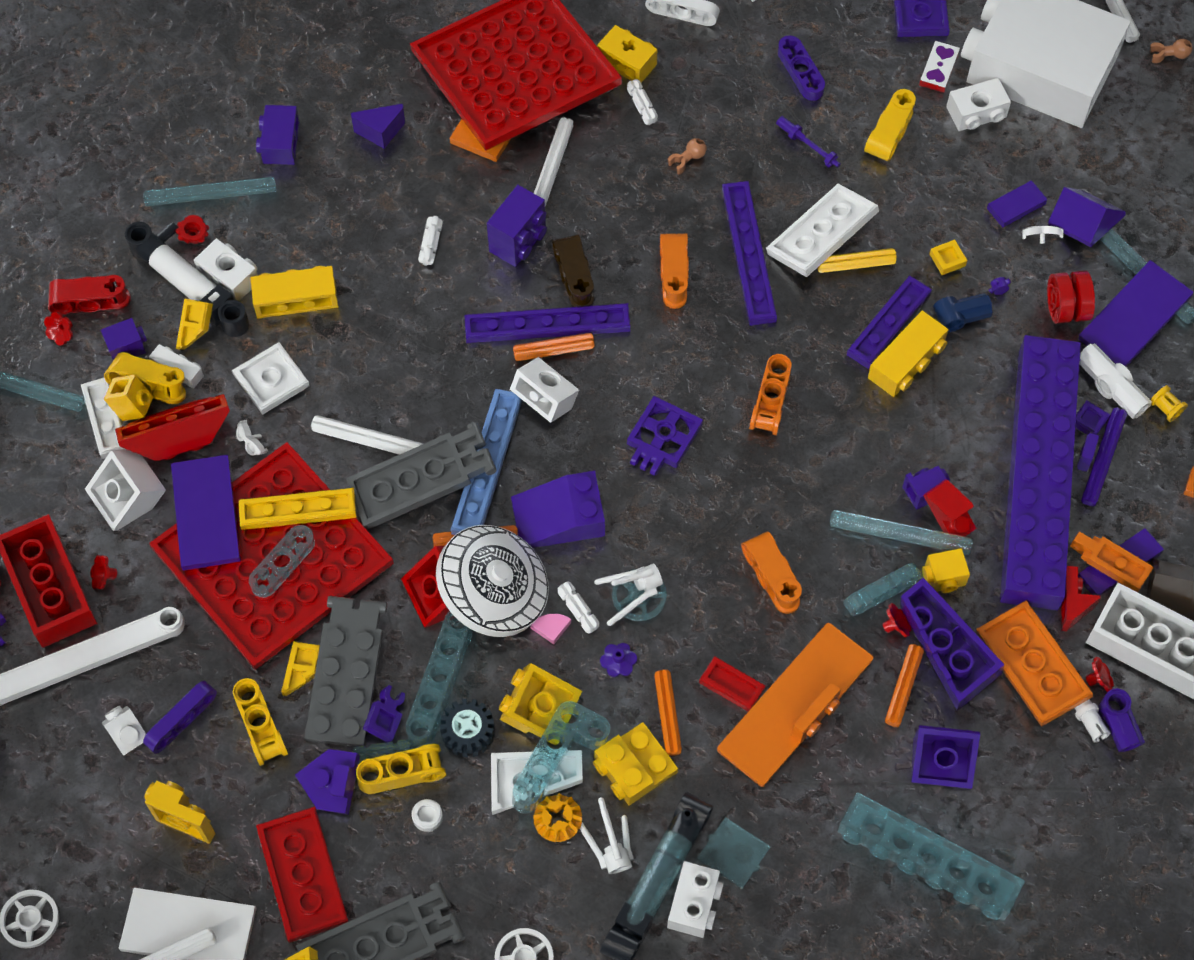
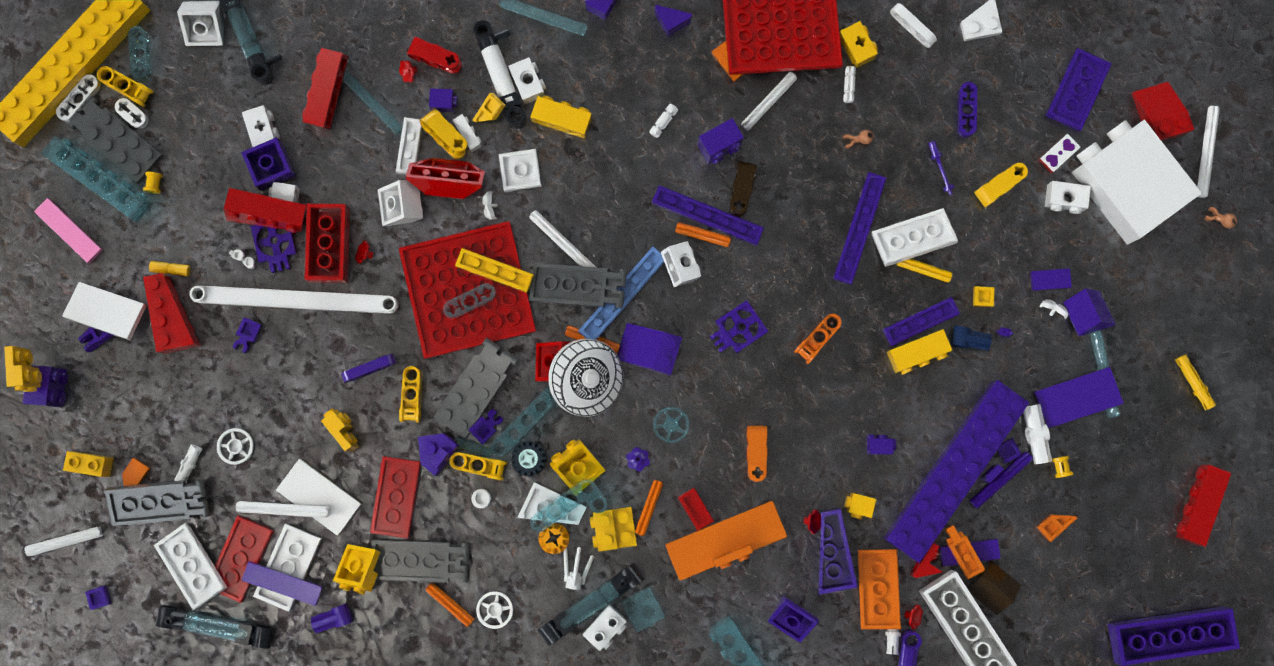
camera: 30 degrees right, 20 degrees up
(124, 729) = (334, 359): white bracket -> none
(128, 397) = (427, 144): yellow brick -> none
(192, 230) = (518, 36): red animal -> none
(205, 512) = (439, 245): dark purple tile -> none
(300, 666) = (452, 370): yellow tile -> none
(551, 626) = (609, 419): bright pink tile -> none
(578, 607) = (630, 415): white axle -> none
(645, 579) = (678, 421): white plant -> none
(674, 269) = (806, 217): orange piece -> none
(883, 589) = (817, 497): clear light blue beam -> none
(900, 532) = (847, 467): clear light blue axle -> none
(904, 685) = (795, 562): orange axle -> none
(950, 509) = (884, 470): red slope -> none
(1070, 297) = (1043, 366): red wheel -> none

